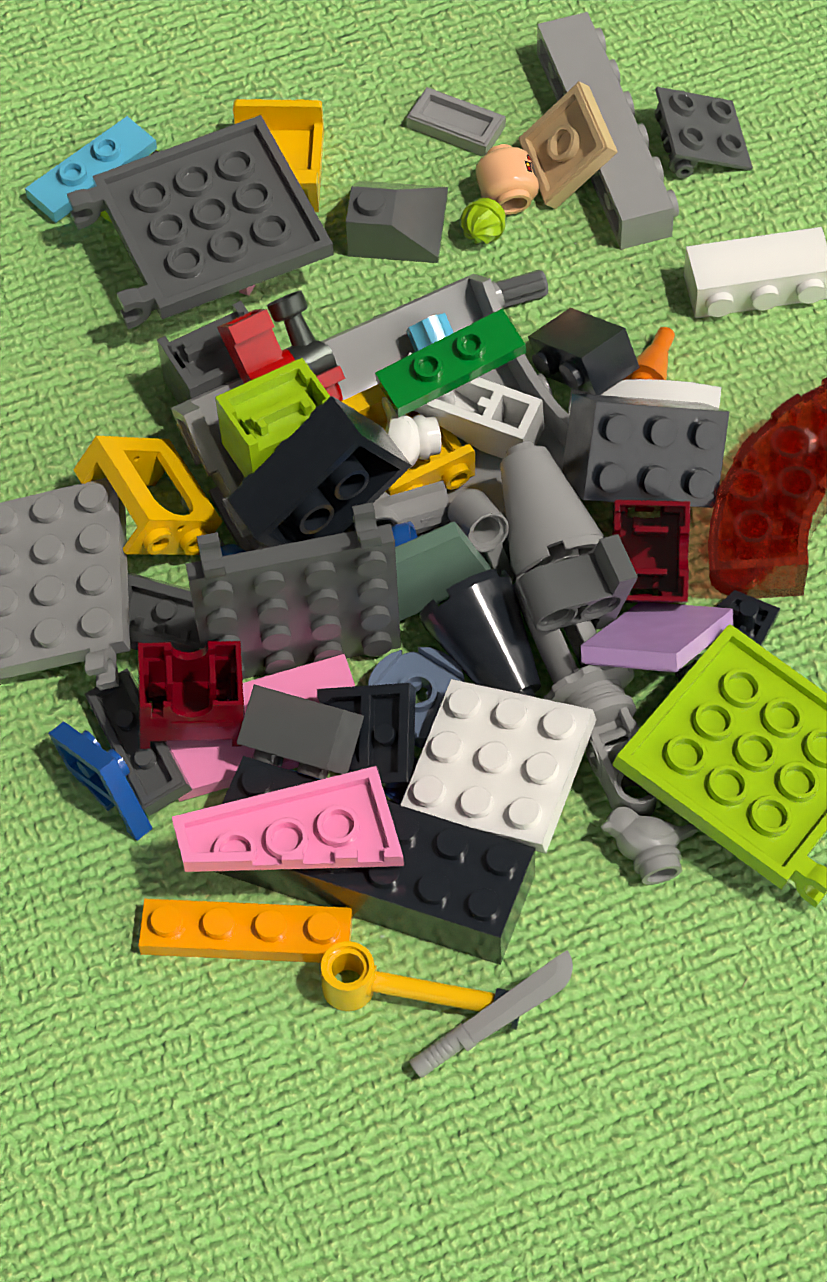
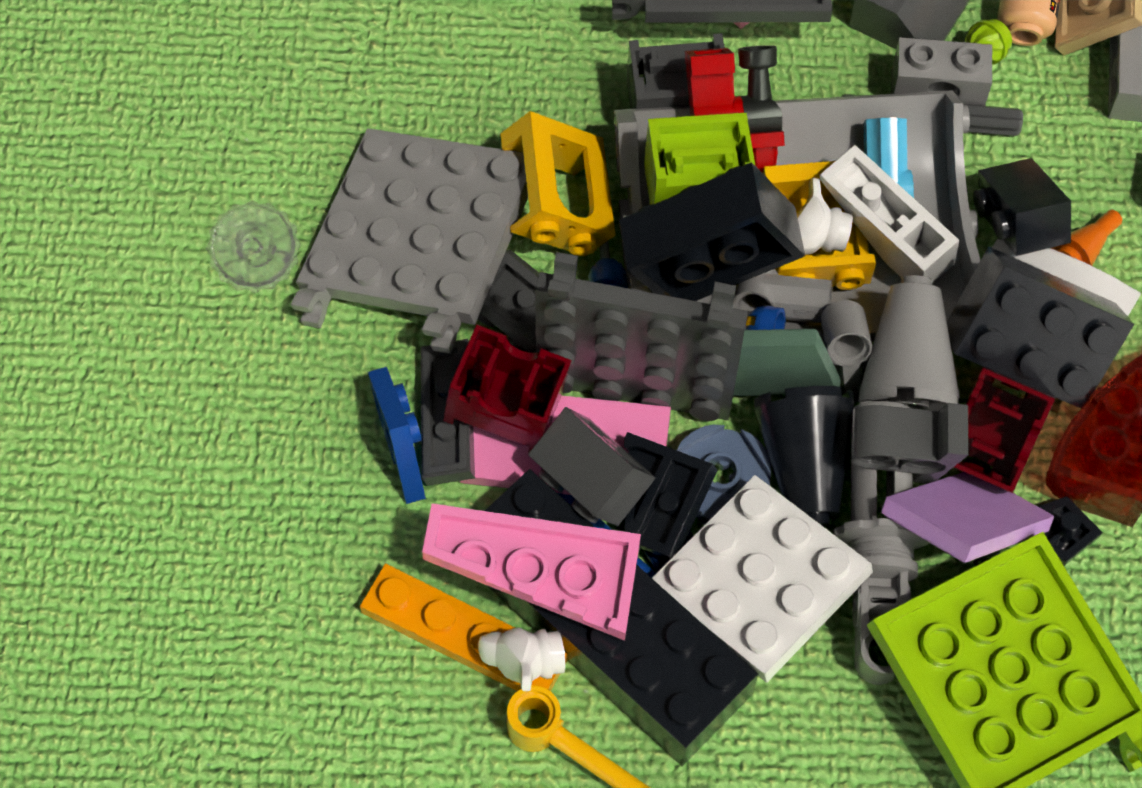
camera: 20 degrees right, 5 degrees up
(315, 919) = (524, 655): none -> white animal
(450, 362) = (888, 170): green plate -> none
(453, 256) = (943, 66): none -> light grey brick
(648, 843) = (871, 711): light grey animal -> none

